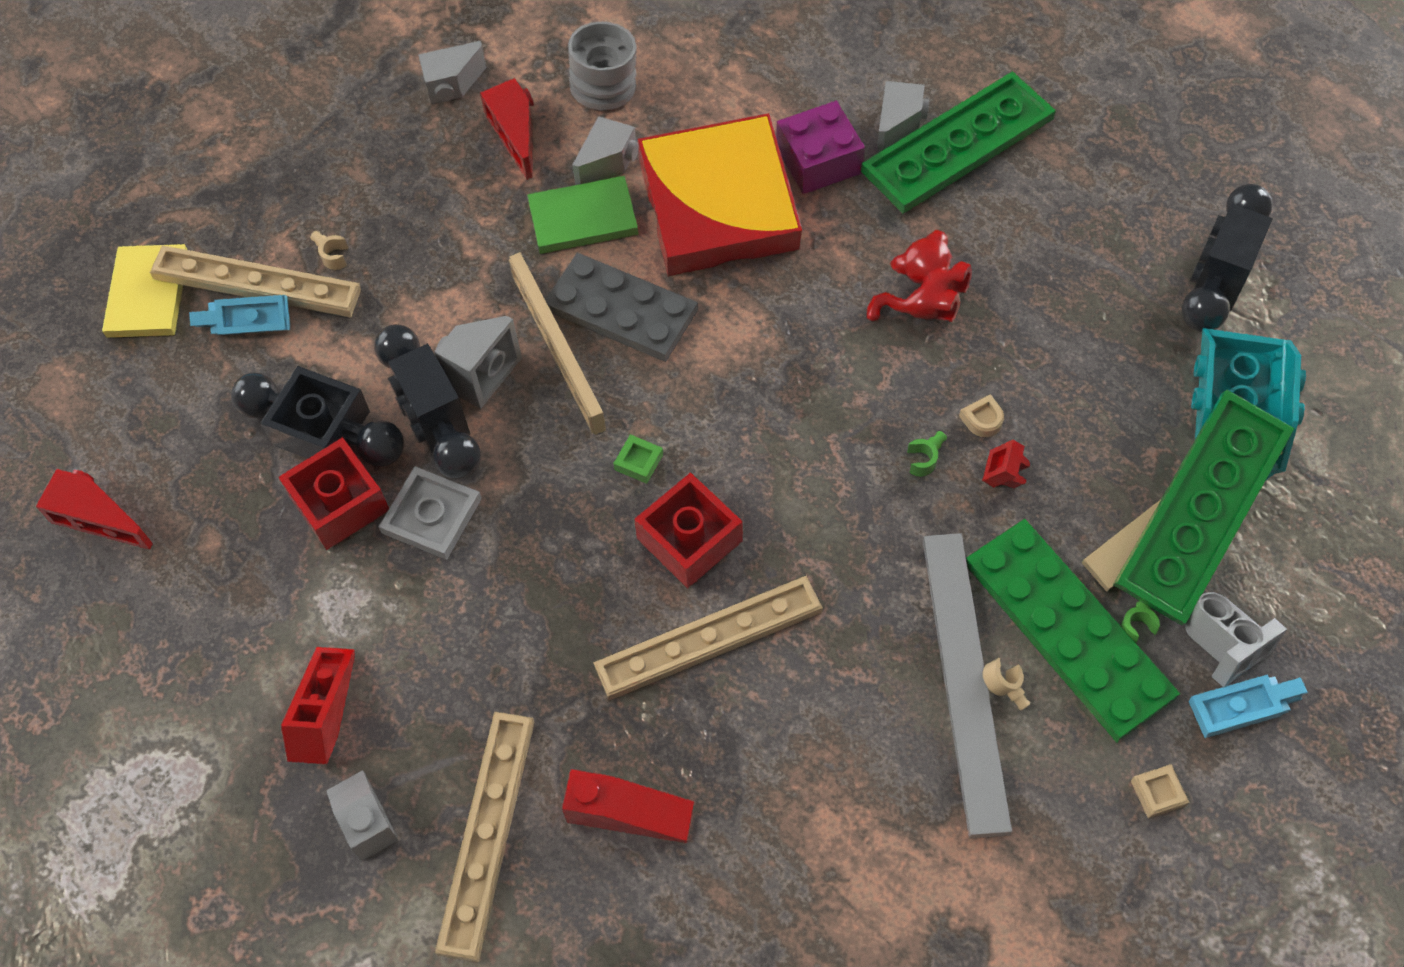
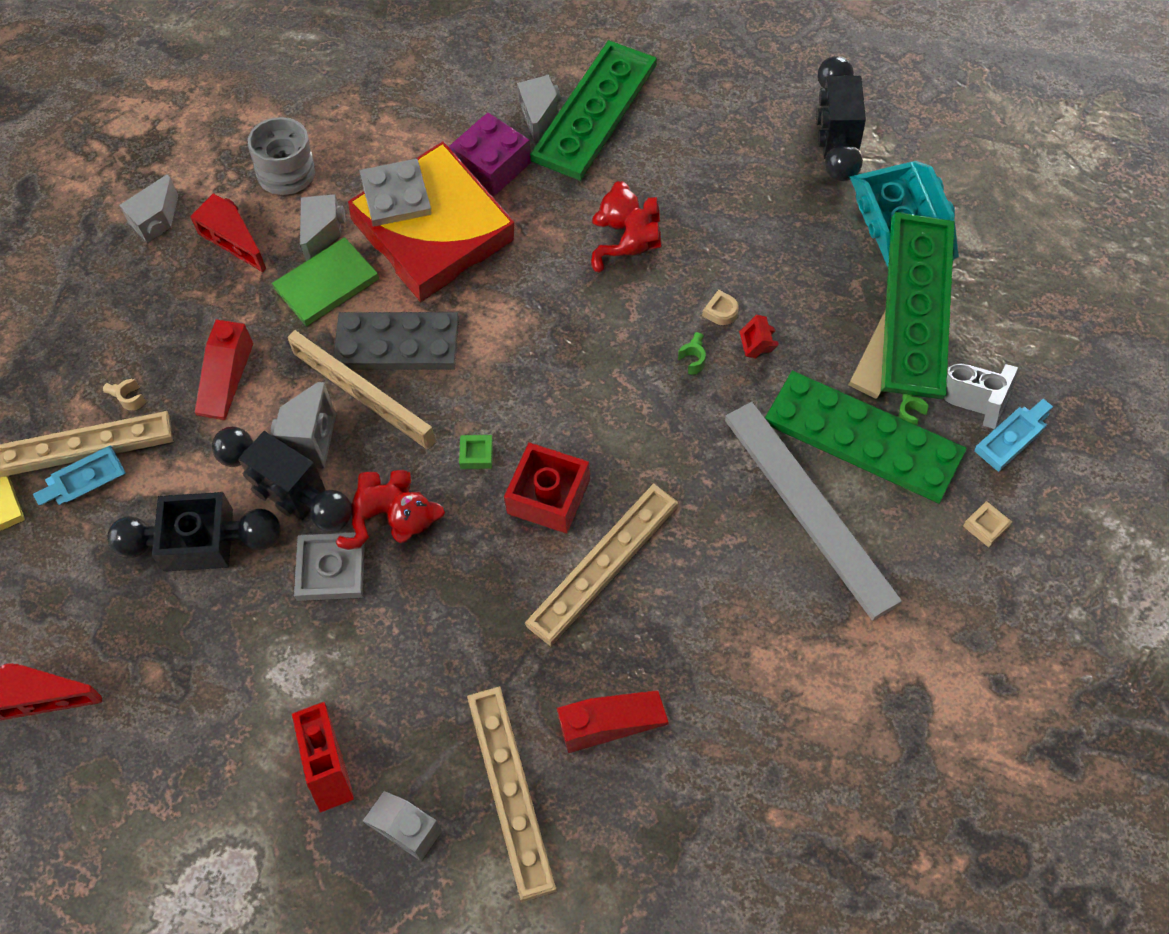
camera: 25 degrees left, 0 degrees up
(334, 493) = (243, 585): red brick -> none
(433, 262) = (222, 368): none -> red slope
(534, 489) = (406, 511): none -> red animal
(690, 148) = (395, 192): none -> light grey plate
(1010, 686) = (841, 495): tan piece -> none

